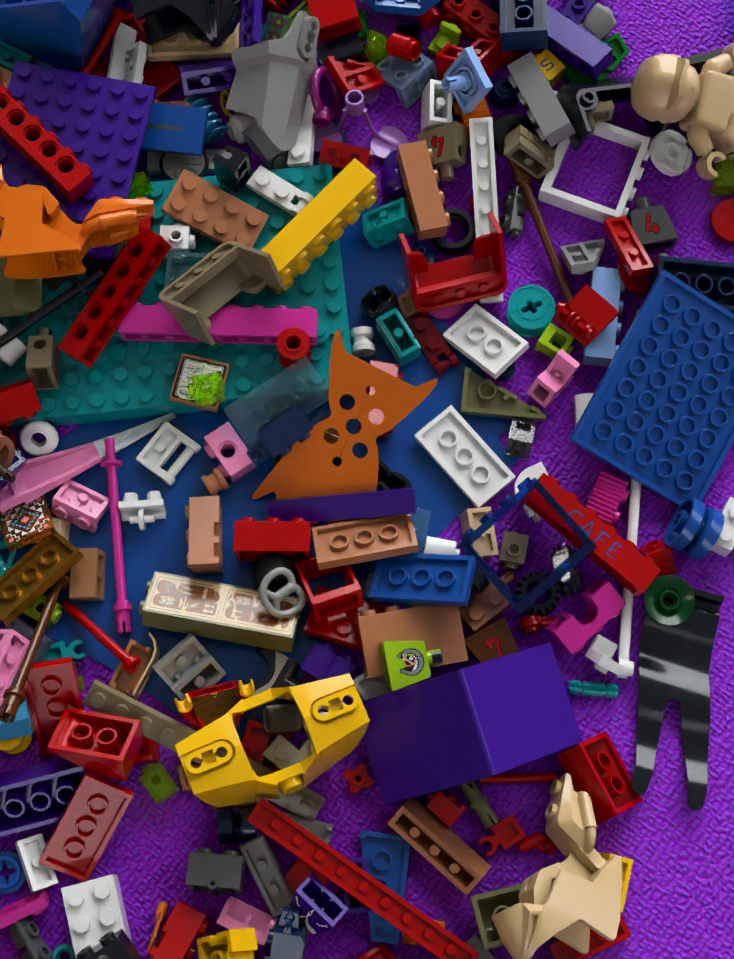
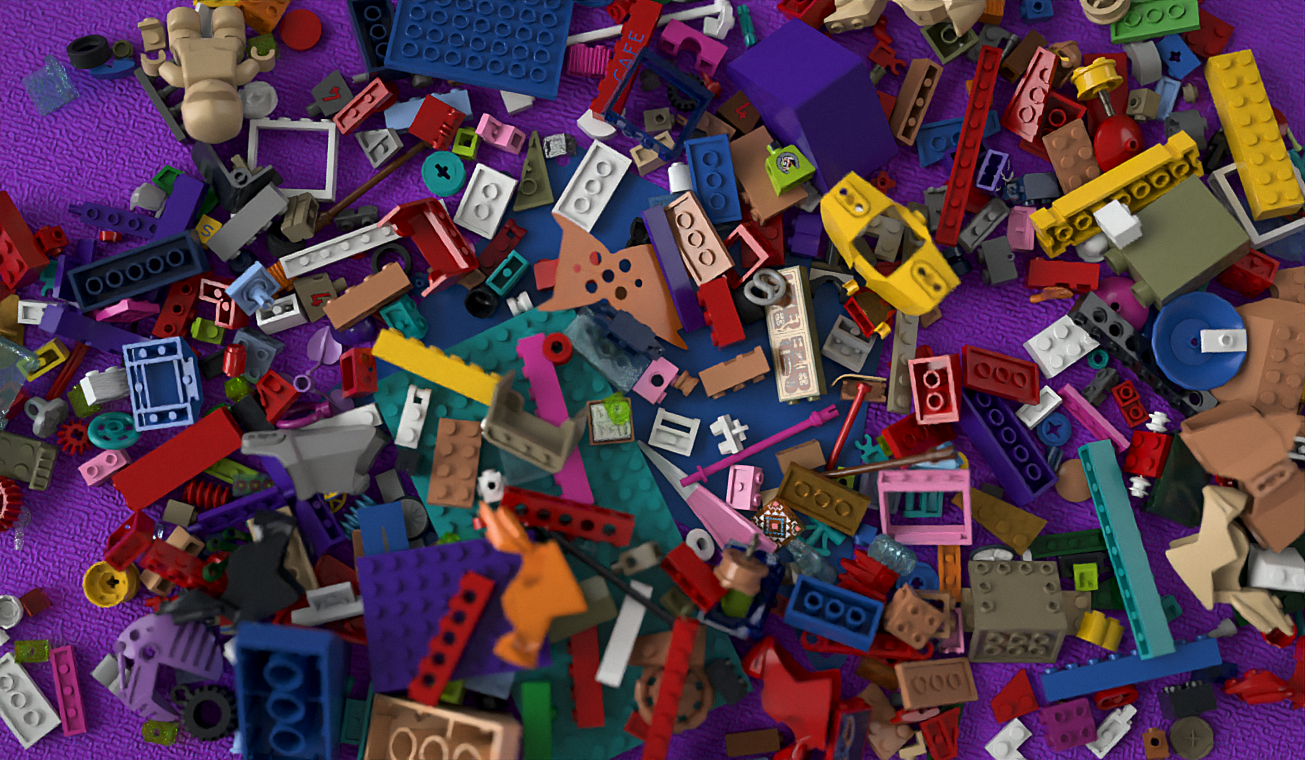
camera: 115 degrees left, 10 degrees up
(158, 782) = (943, 336): clear neon green brick -> none

